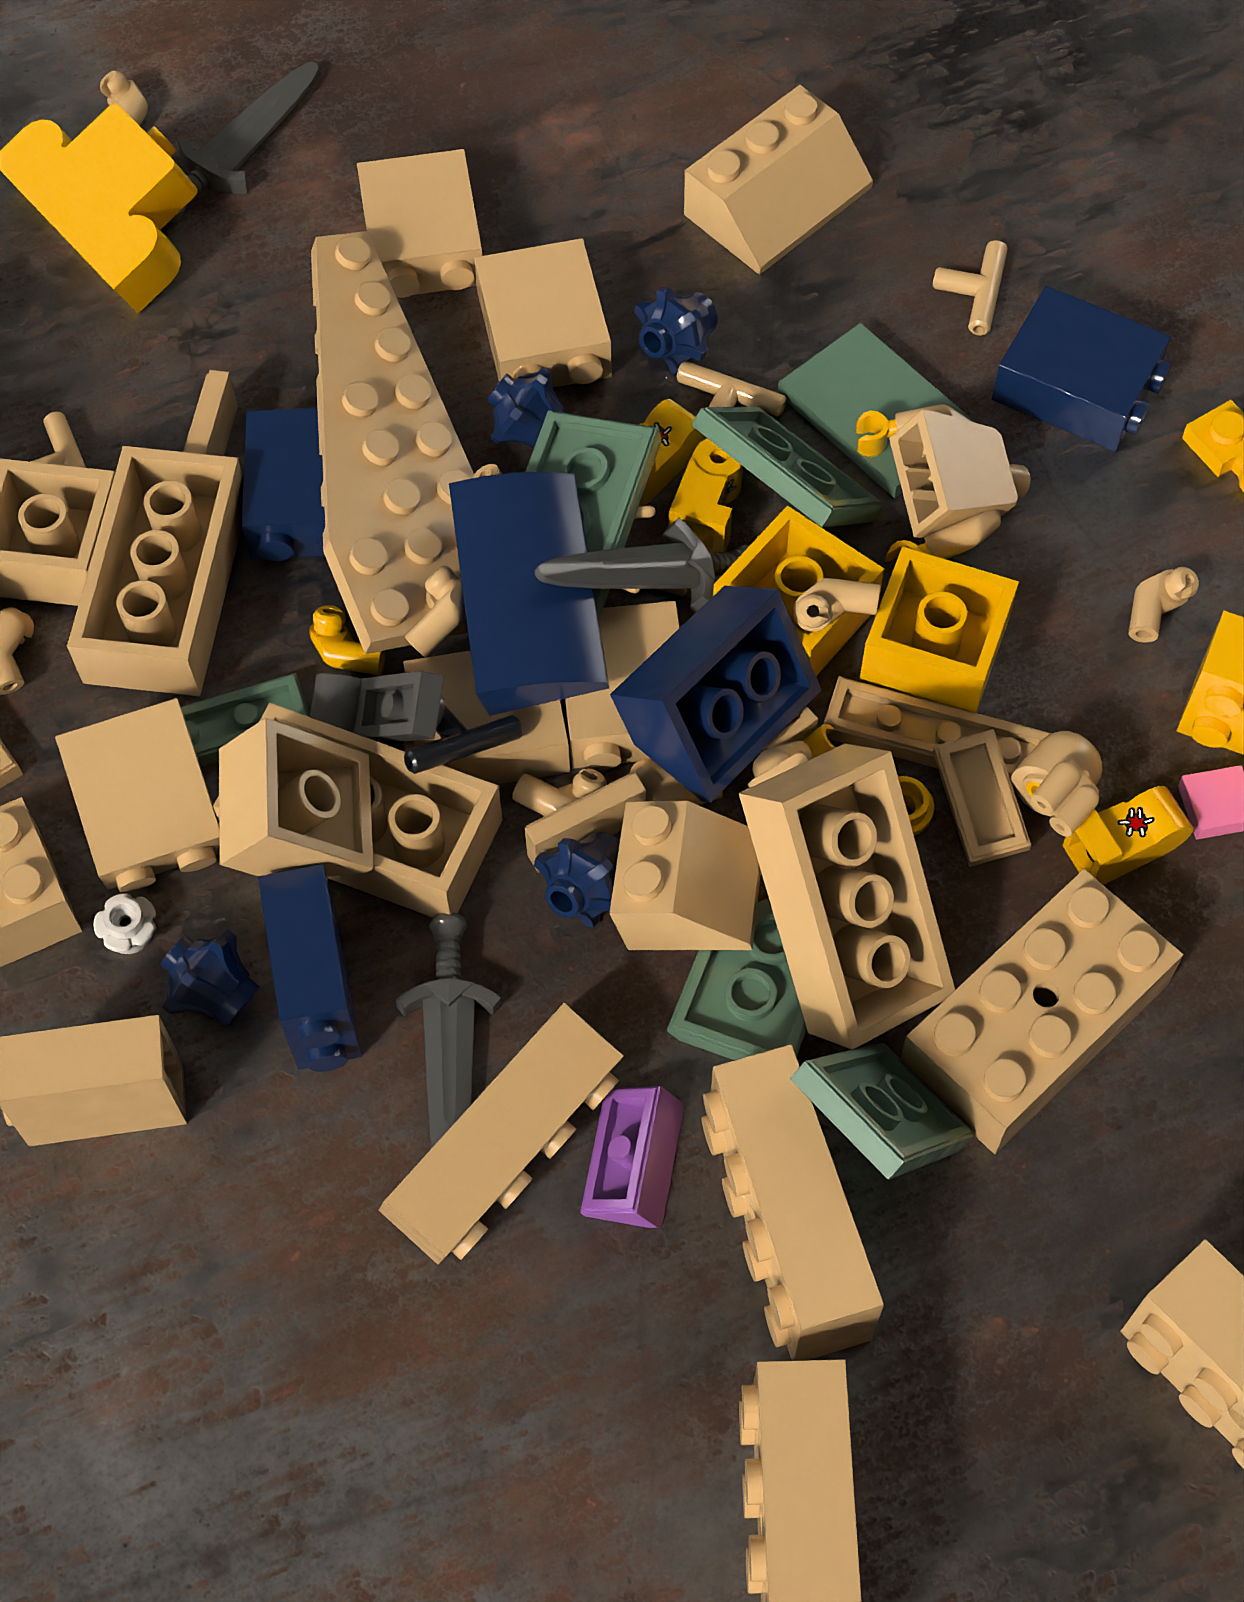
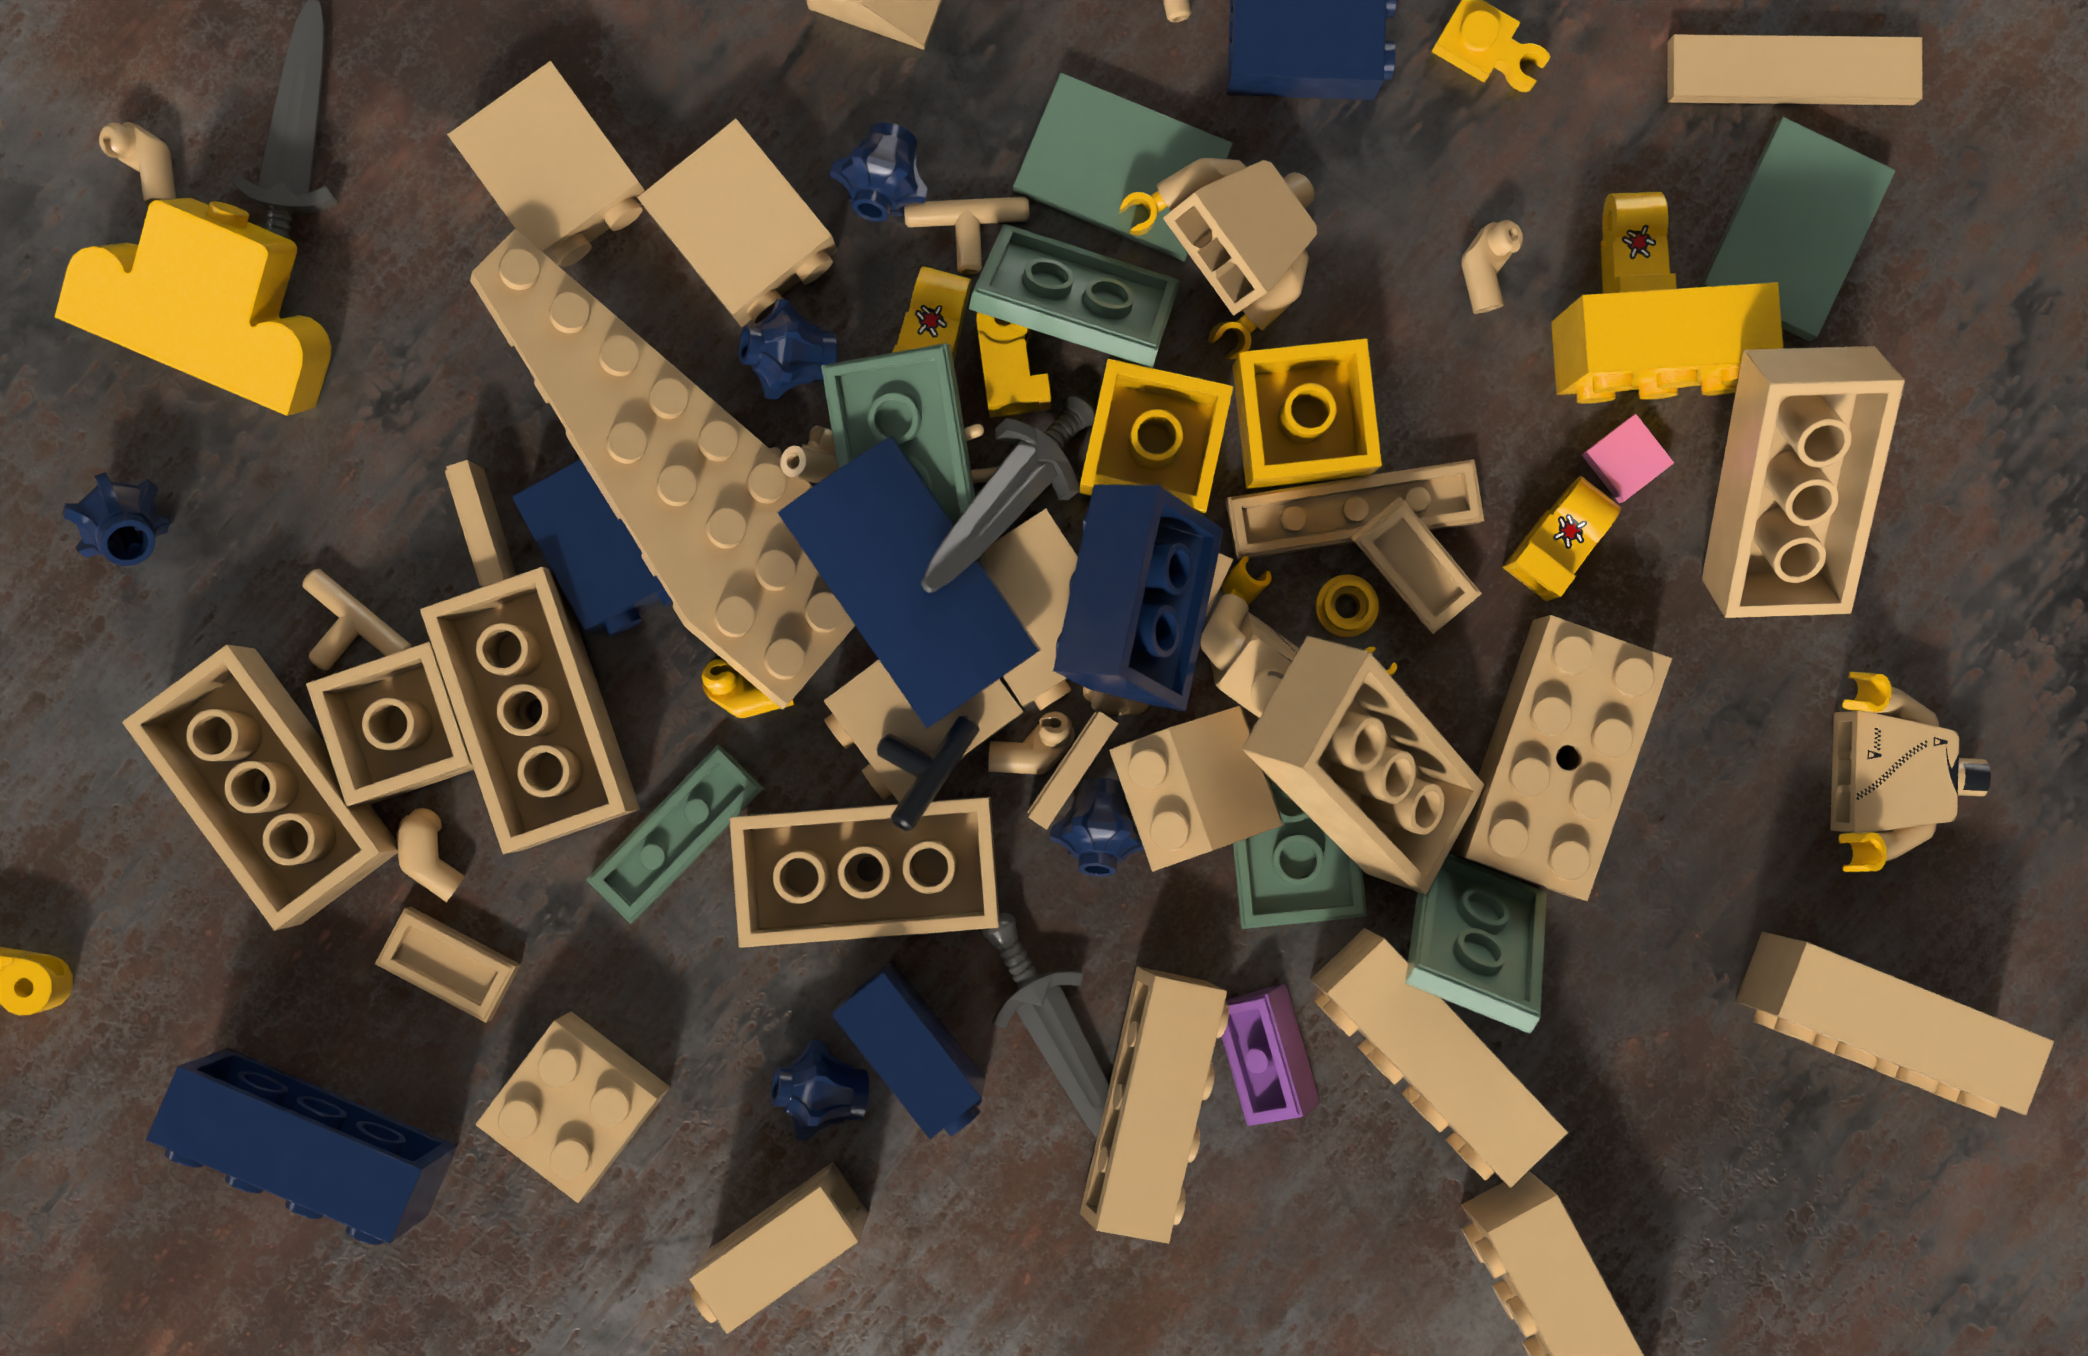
camera: 30 degrees left, 25 degrees up
(127, 938) = (718, 1053): white plate -> none
(141, 796) = (656, 952): tan brick -> none
(293, 803) = (823, 926): tan slope -> none
(382, 706) = (828, 763): dark grey plate -> none
(443, 616) = (841, 639): tan arm -> none
(831, 599) = (1202, 455): tan arm -> none
(1060, 780) = (1488, 520): tan piece -> none

